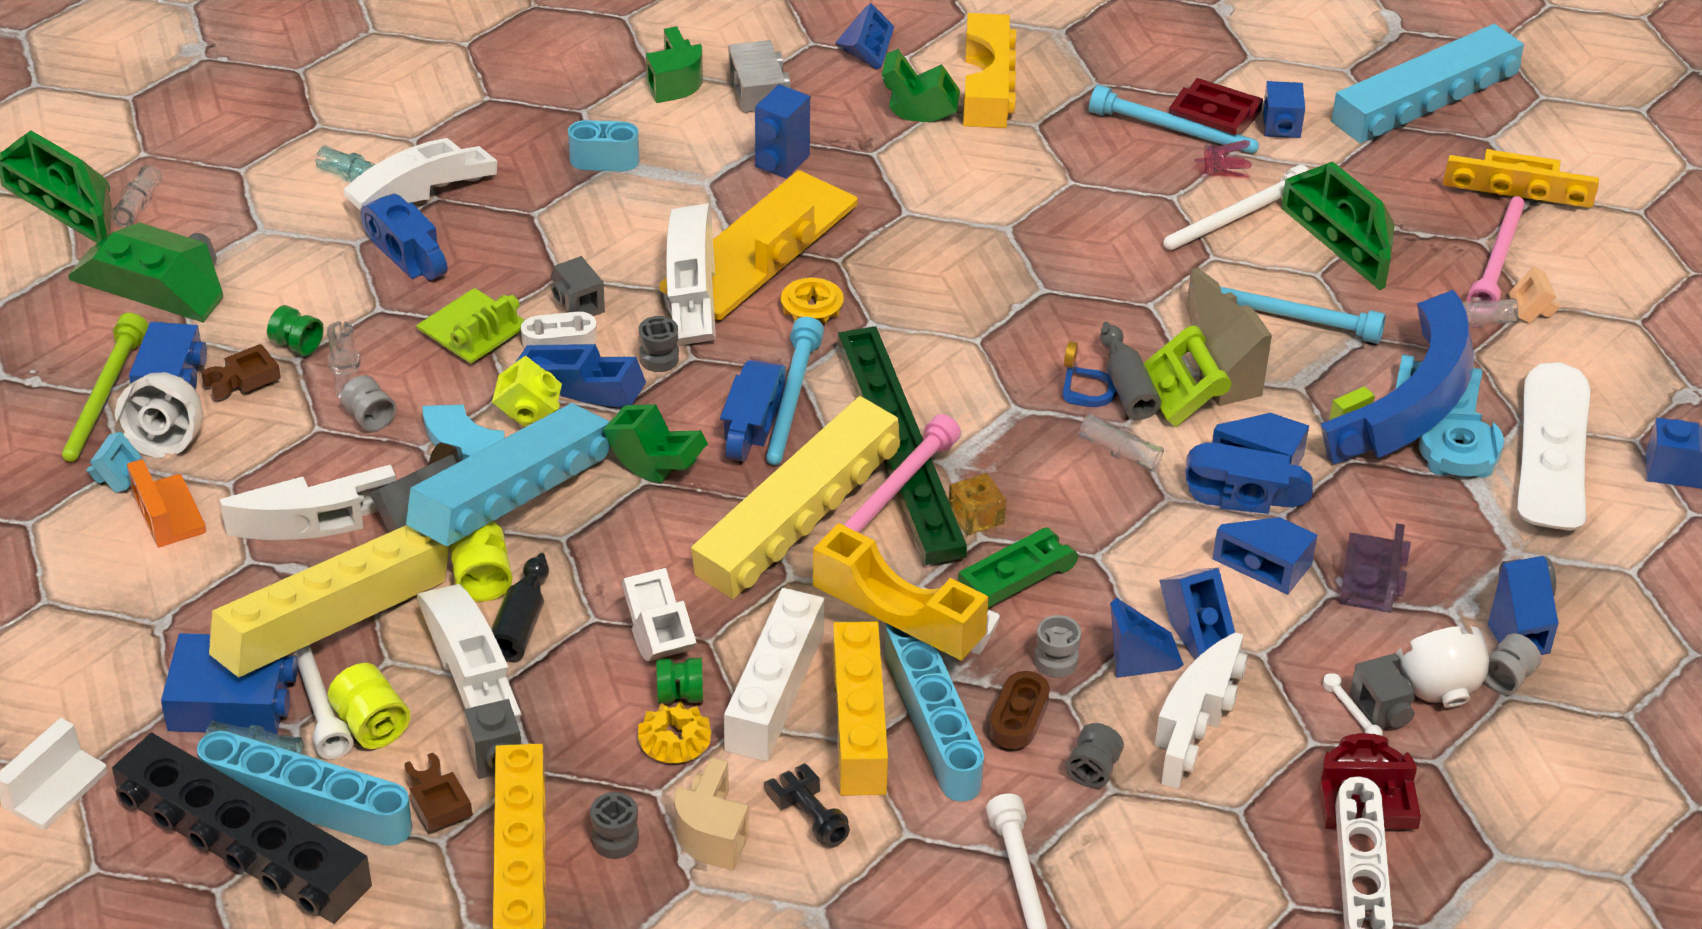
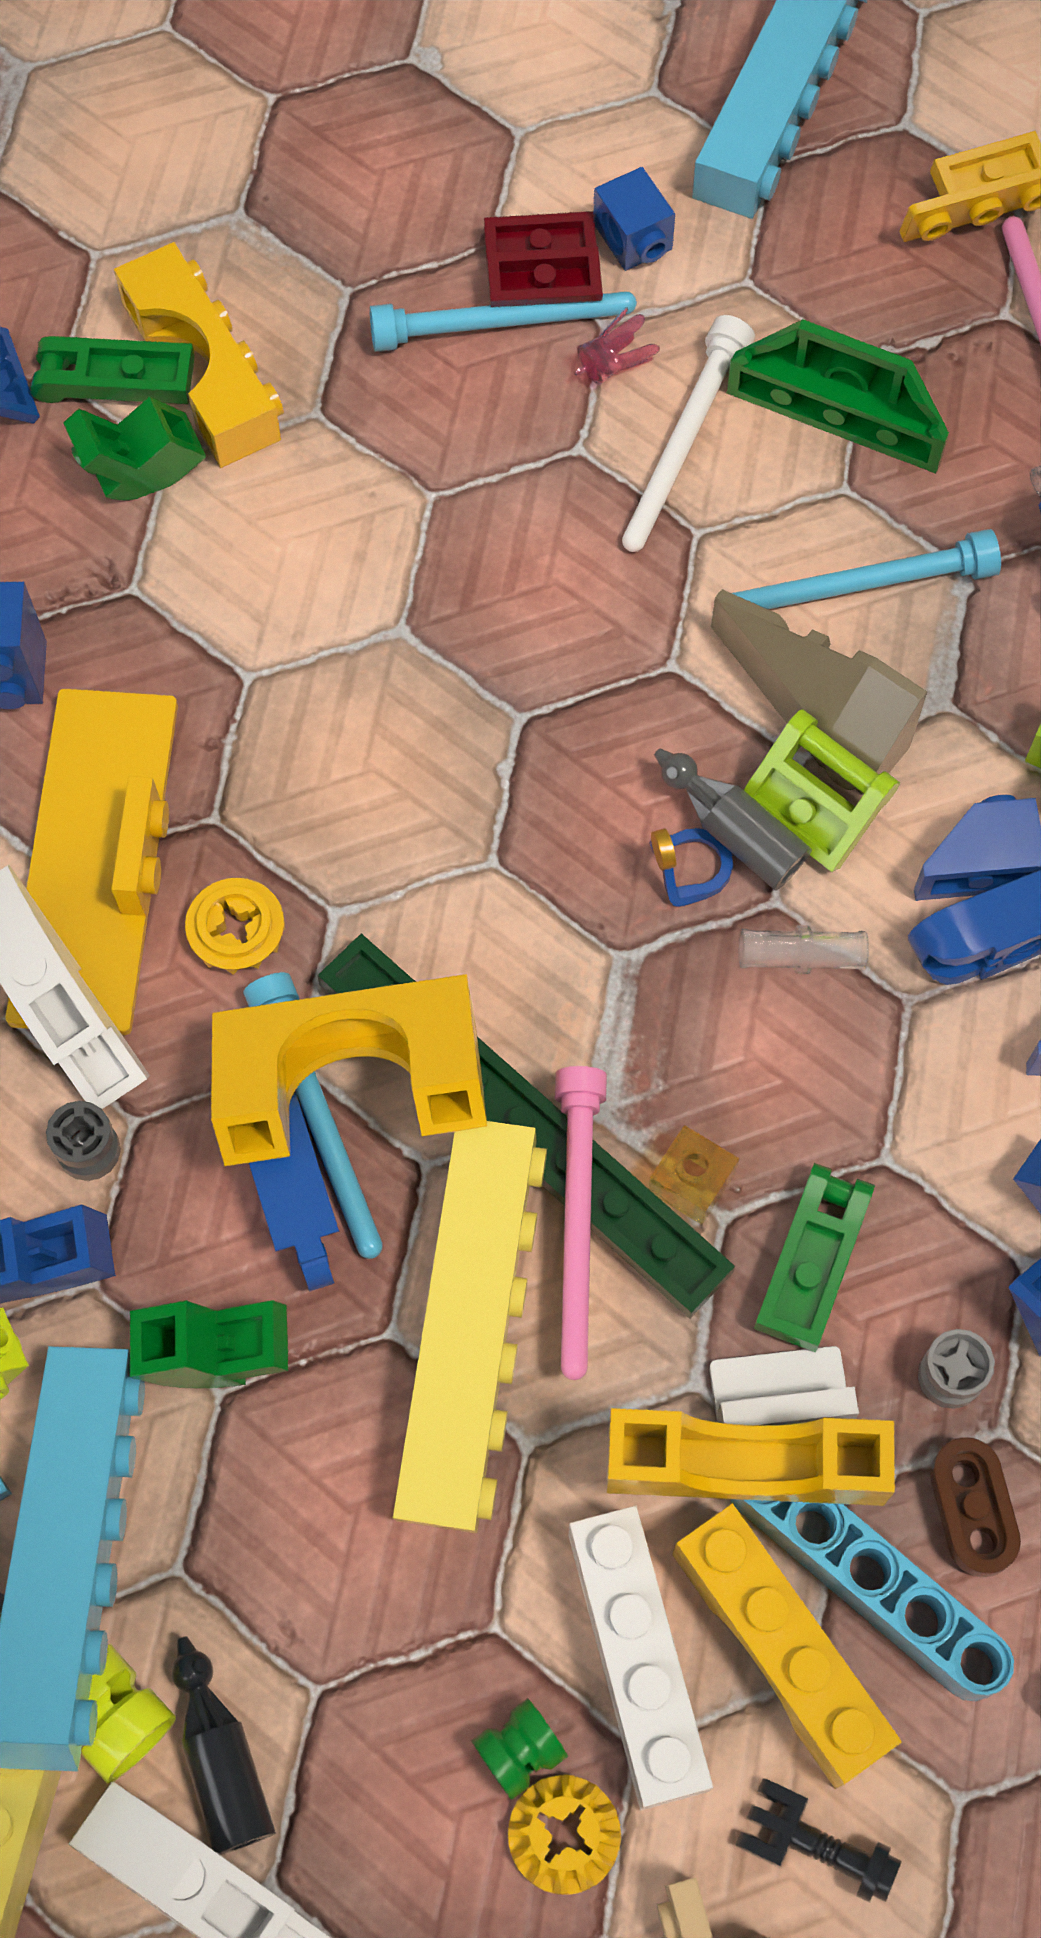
camera: 30 degrees left, 25 degrees up
(659, 621) = (429, 1669): white brick -> none
(864, 362) = (273, 1047): none -> yellow arch
(927, 53) = (112, 370): none -> green plate

